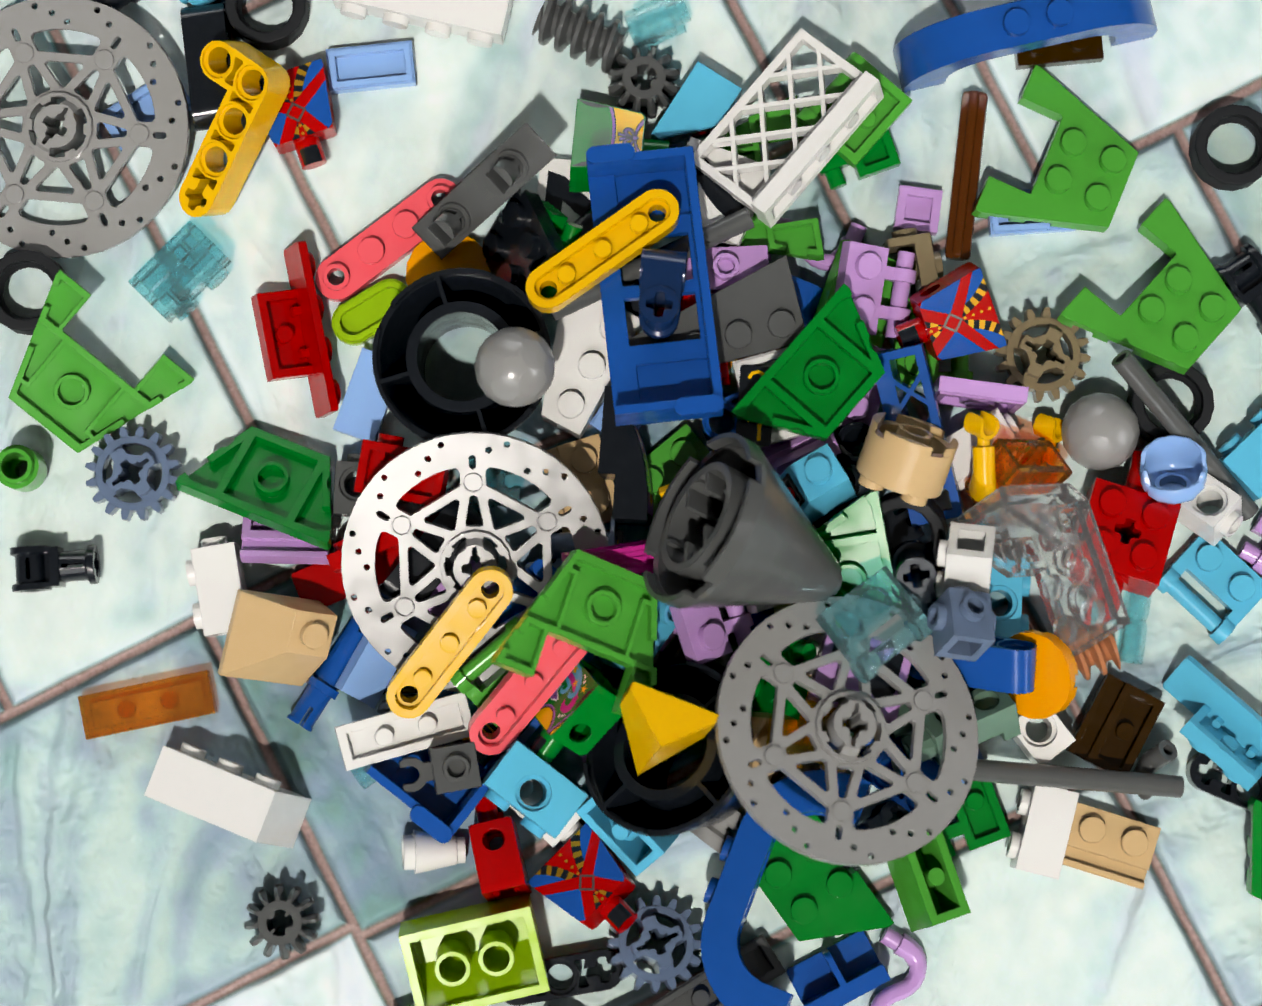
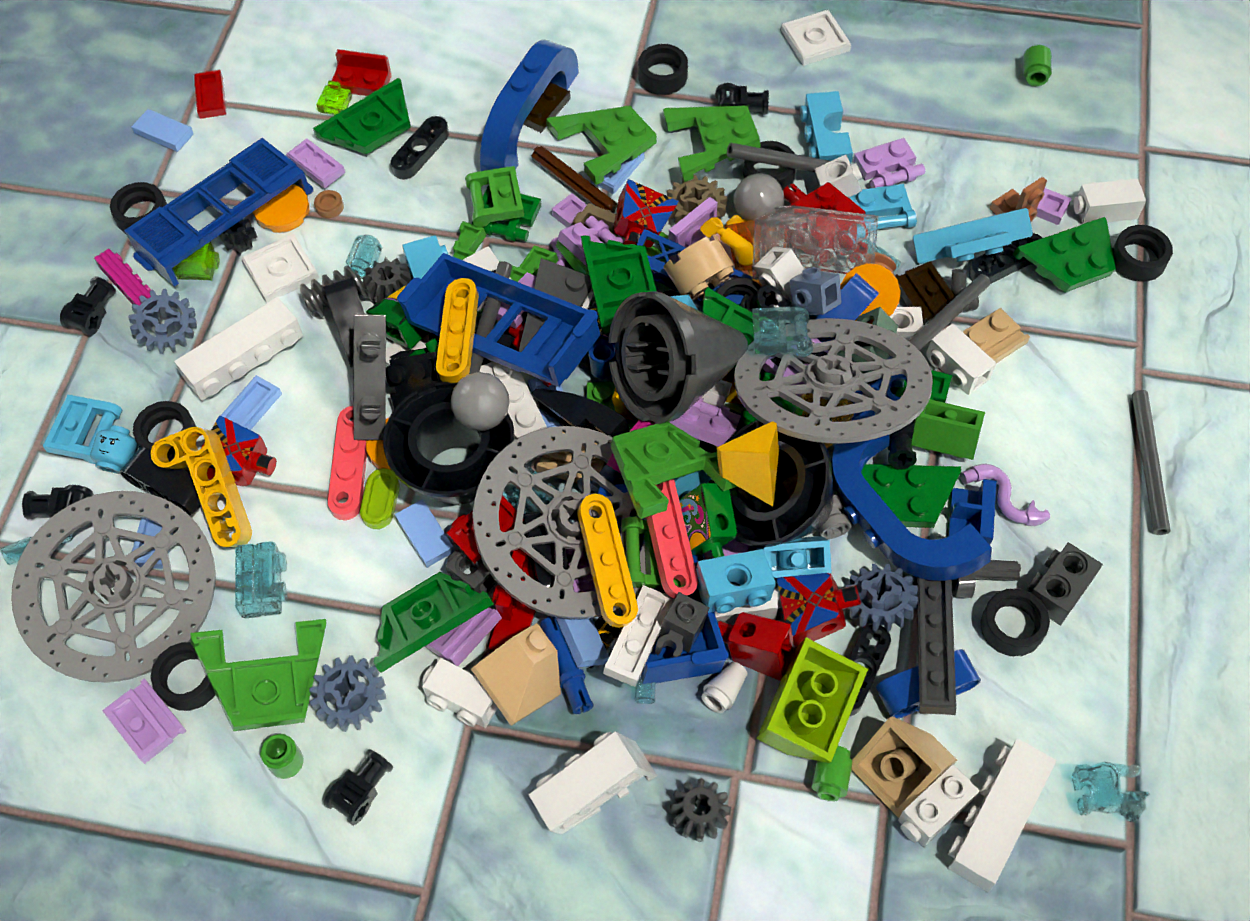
camera: 50 degrees left, 25 degrees down
(147, 704) = (493, 796): clear orange tile -> none
(294, 334) = (354, 541): red bracket -> none
(553, 87) = (344, 304): none -> black beam
(661, 286) = (505, 314): dark blue piece -> none
(820, 140) = (496, 209): white fence -> none
(1173, 469) = (808, 170): light blue hair -> none

